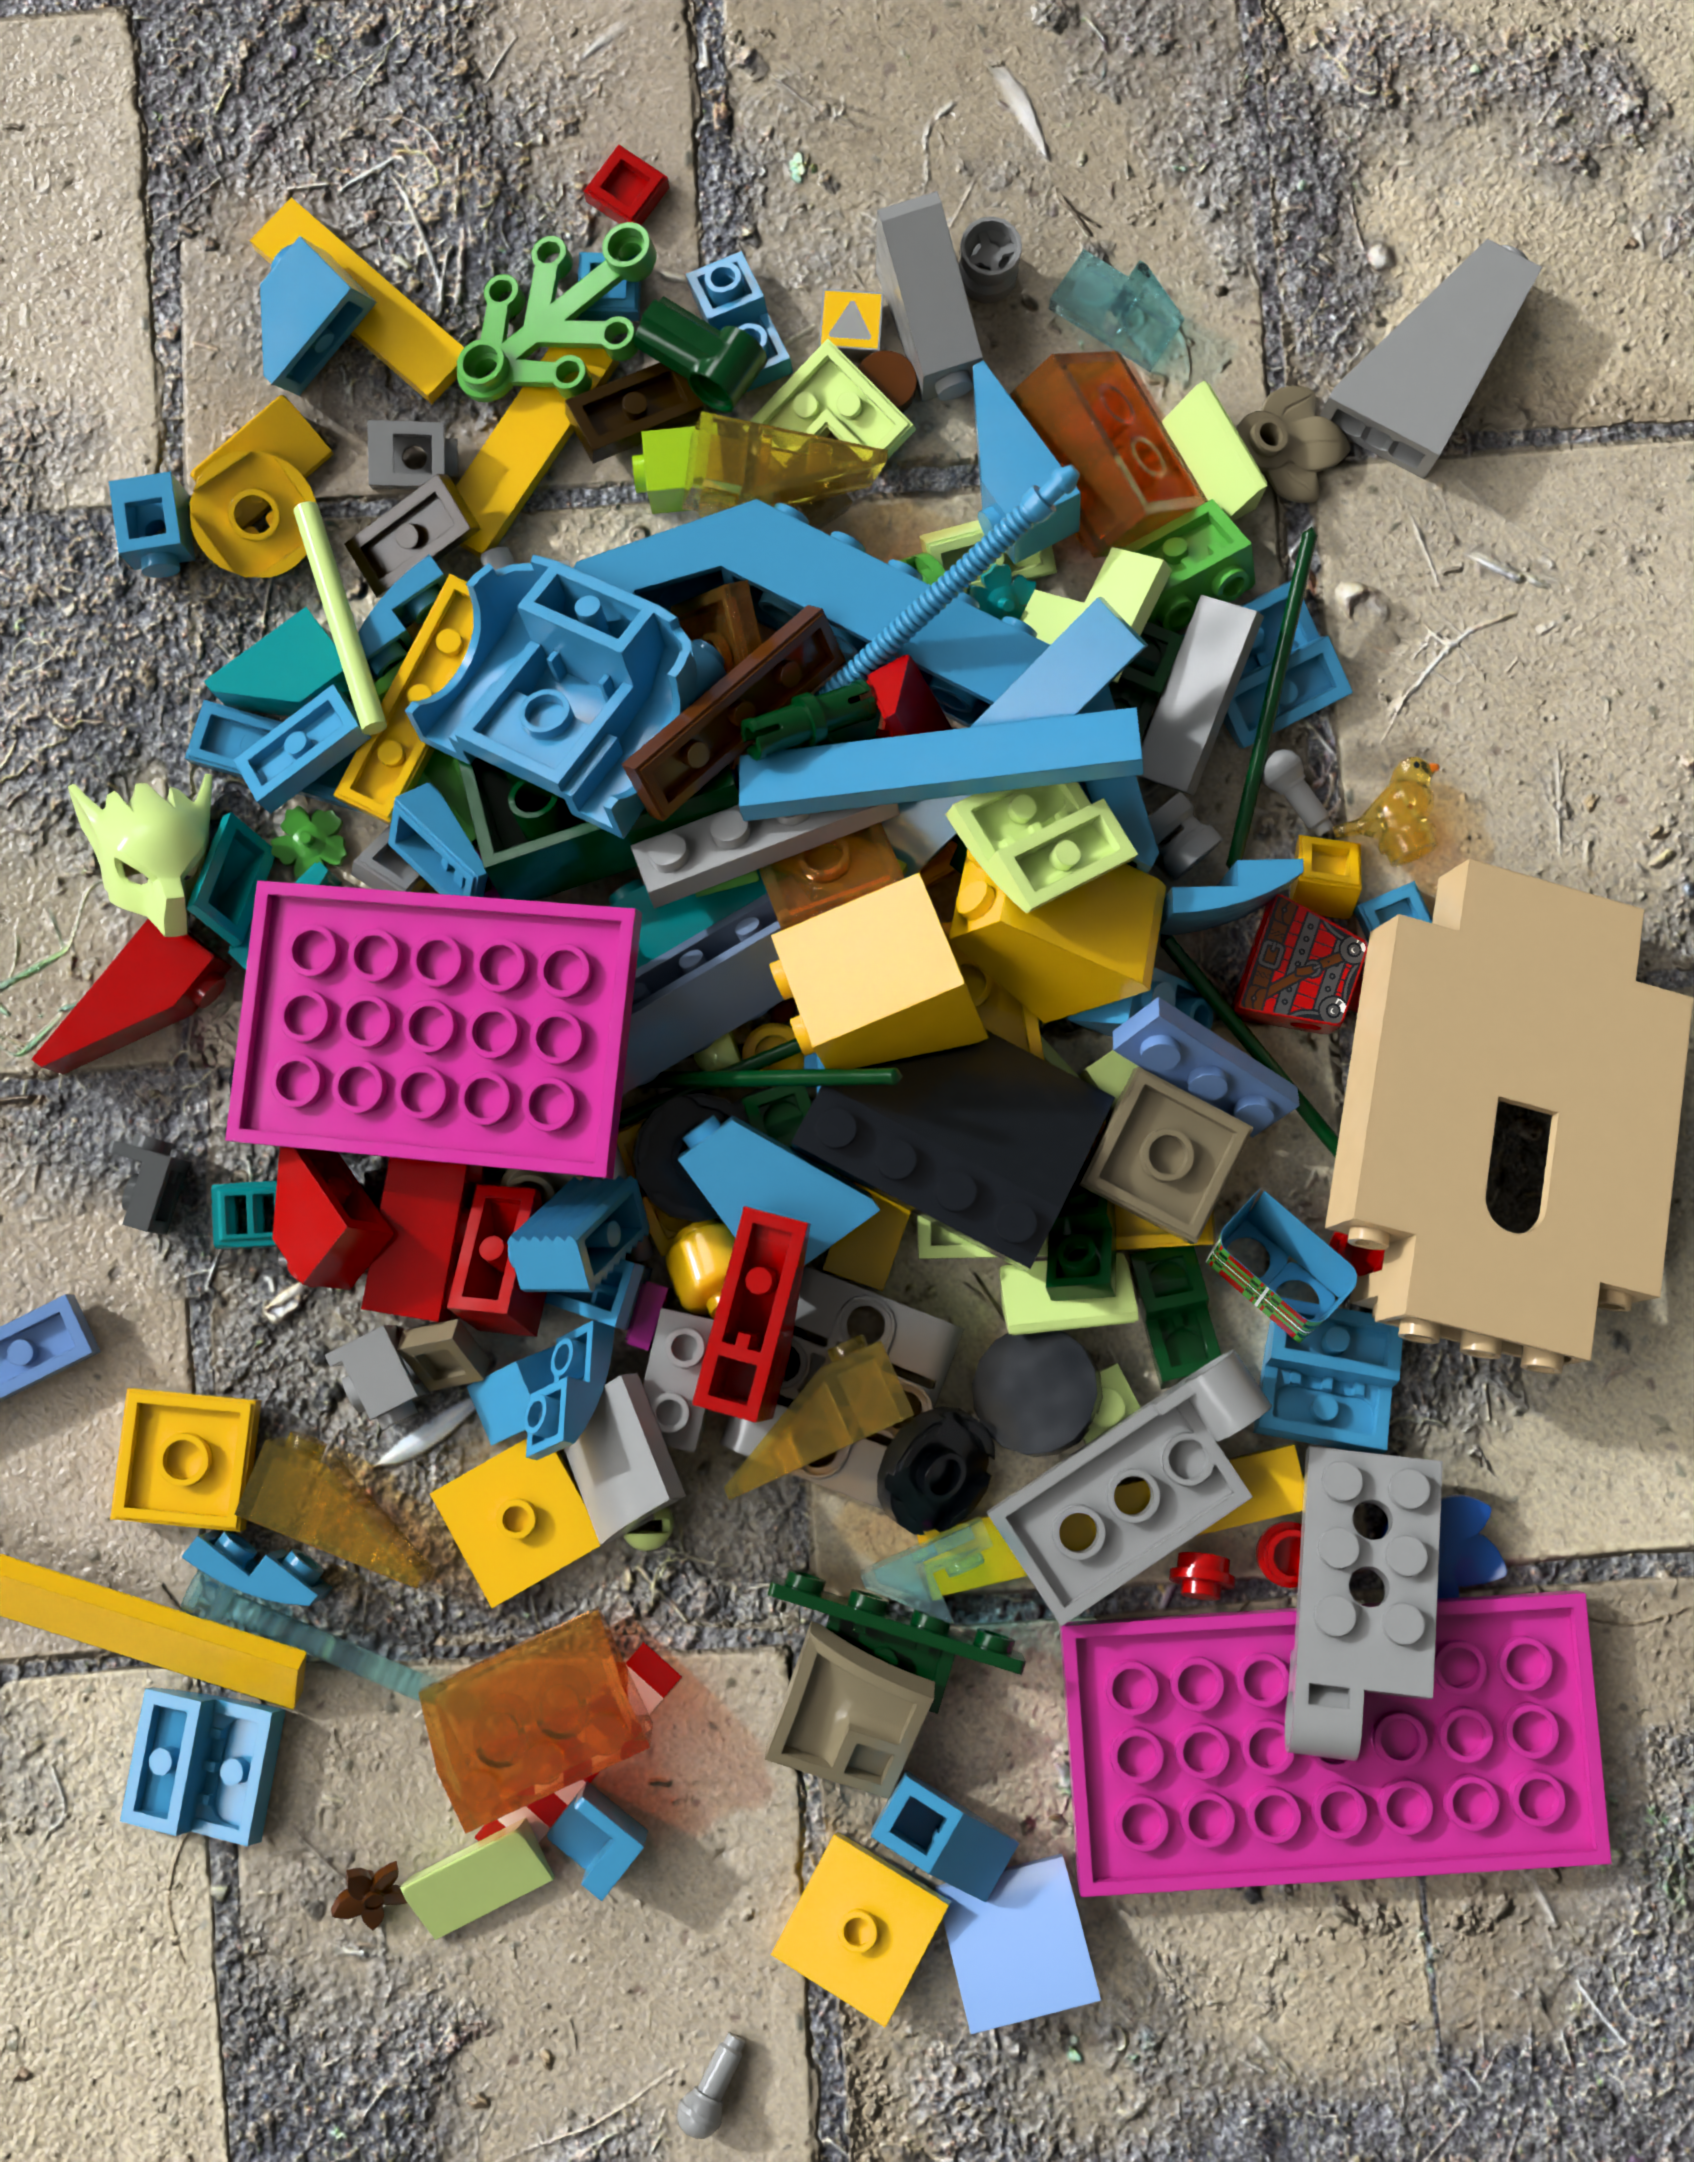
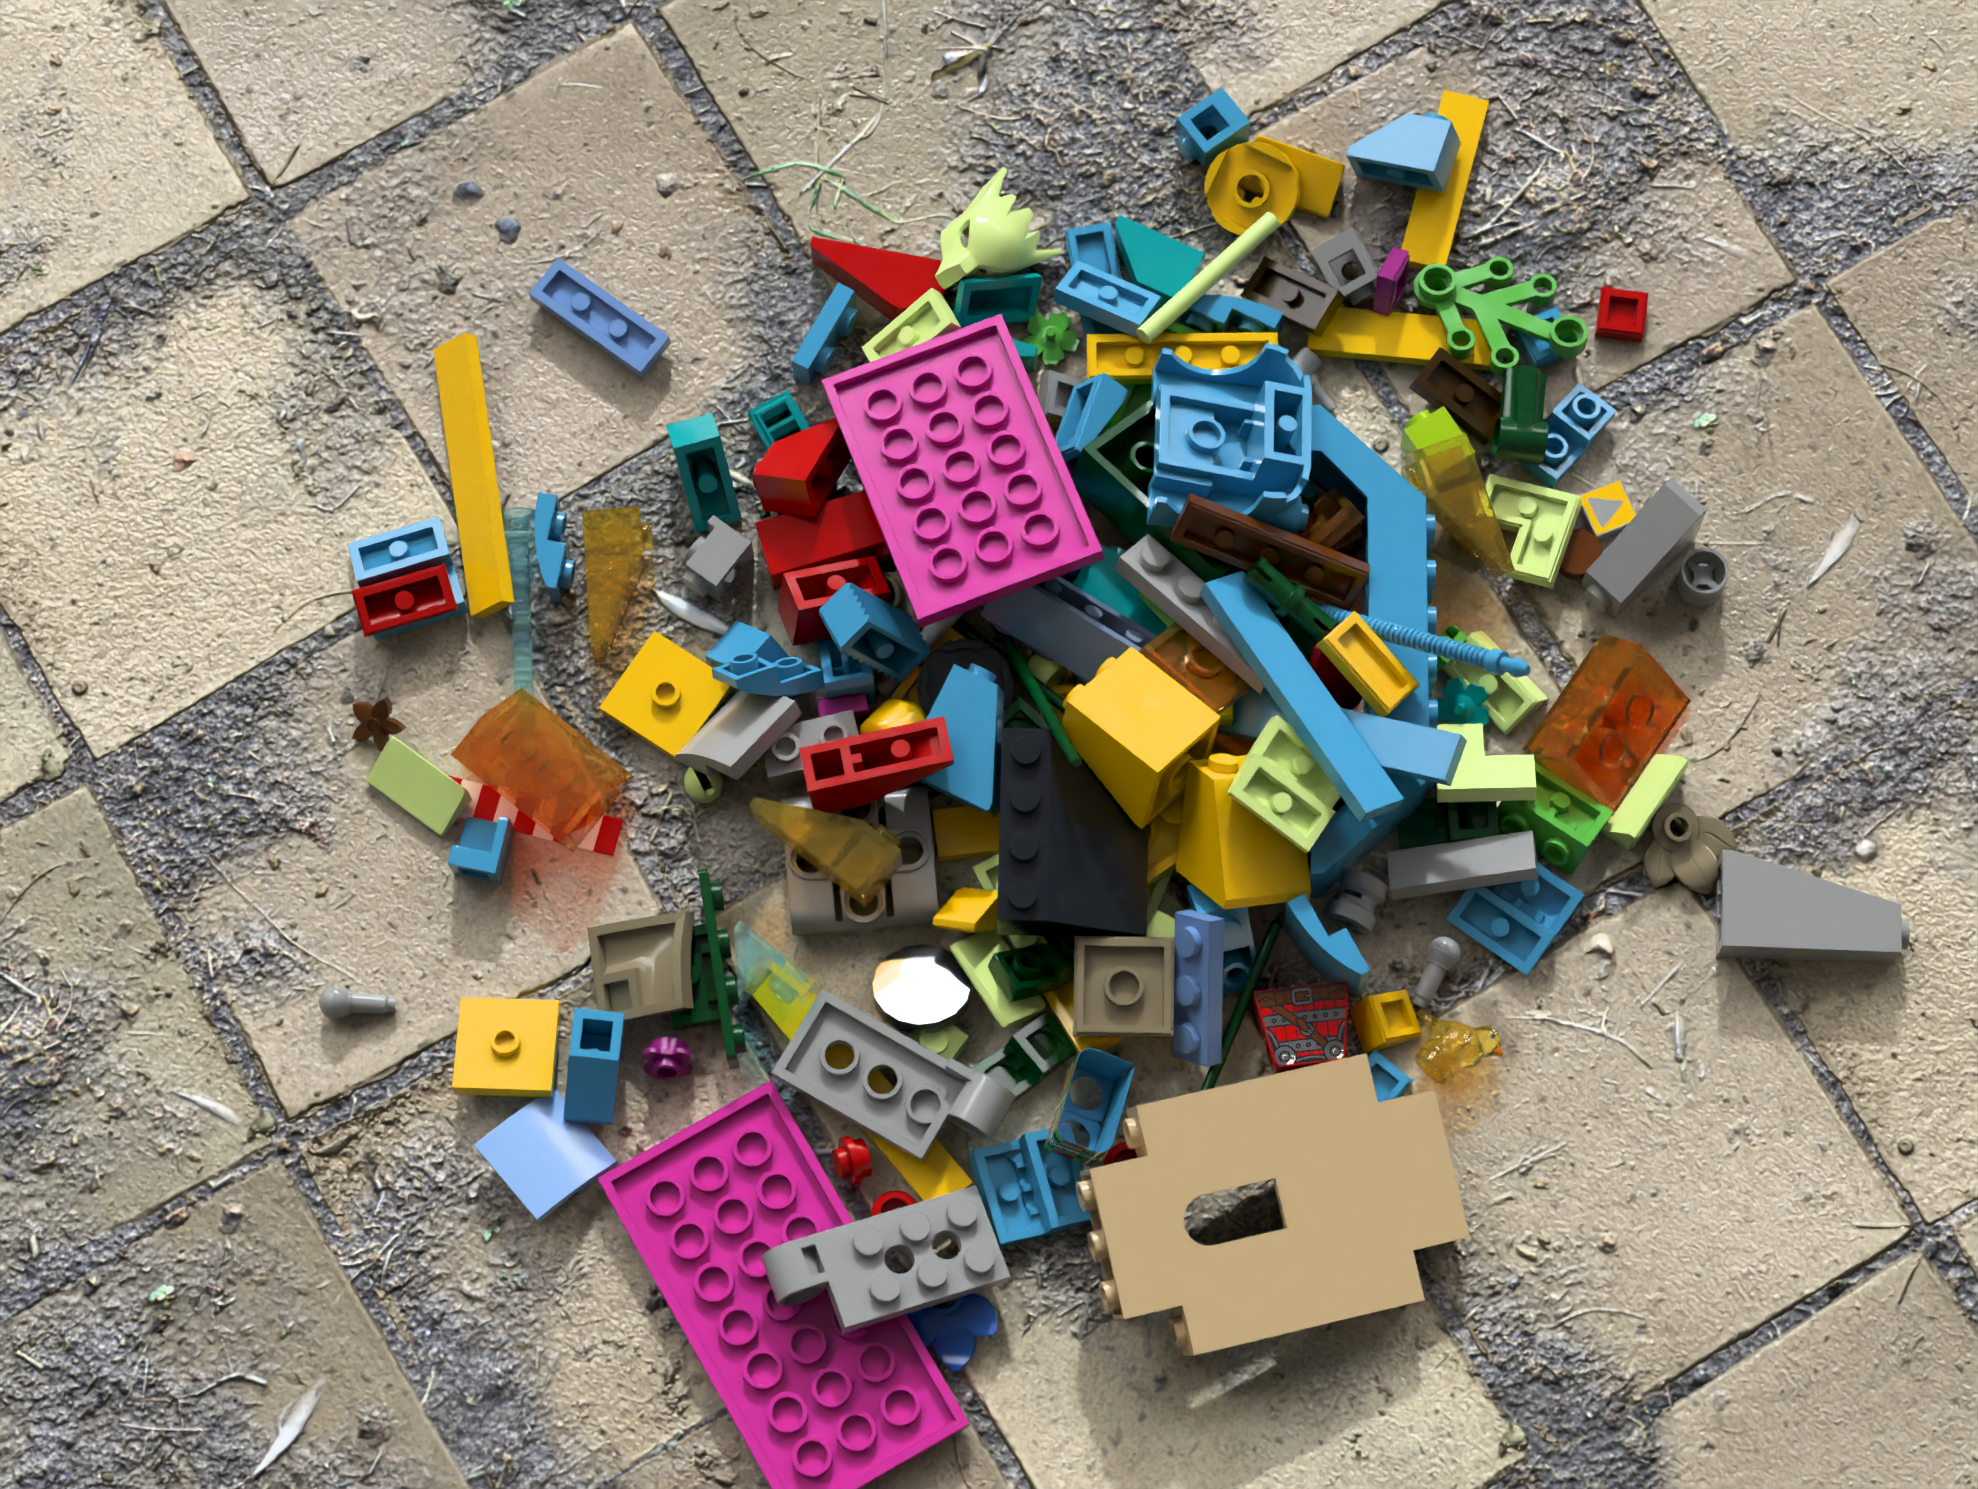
camera: 65 degrees right, 10 degrees down
(151, 1083) = (817, 350): none -> dark azure plate
(154, 1192) = (768, 357): dark grey bracket -> none
(185, 1458) = (600, 465): yellow plate -> none
(215, 988) = (920, 322): none -> yellowish green plate
(233, 1788) = (404, 600): none -> red slope
(259, 1336) = (704, 471): none -> teal slope
(443, 1355) = (750, 592): dark tan plate -> none
(454, 414) = (1391, 281): none -> magenta tile
(935, 1470) = (835, 943): black tile -> none
(938, 667) = (1368, 664): none -> yellow tile
(972, 1737) = (667, 1058): none -> magenta plate
(974, 1289) = (969, 911): none -> yellow slope
(1011, 463) = (1552, 662): dark azure slope -> none
(1117, 309) = (1719, 684): clear light blue slope -> none
(1272, 696) = (1489, 917): dark green axle -> none

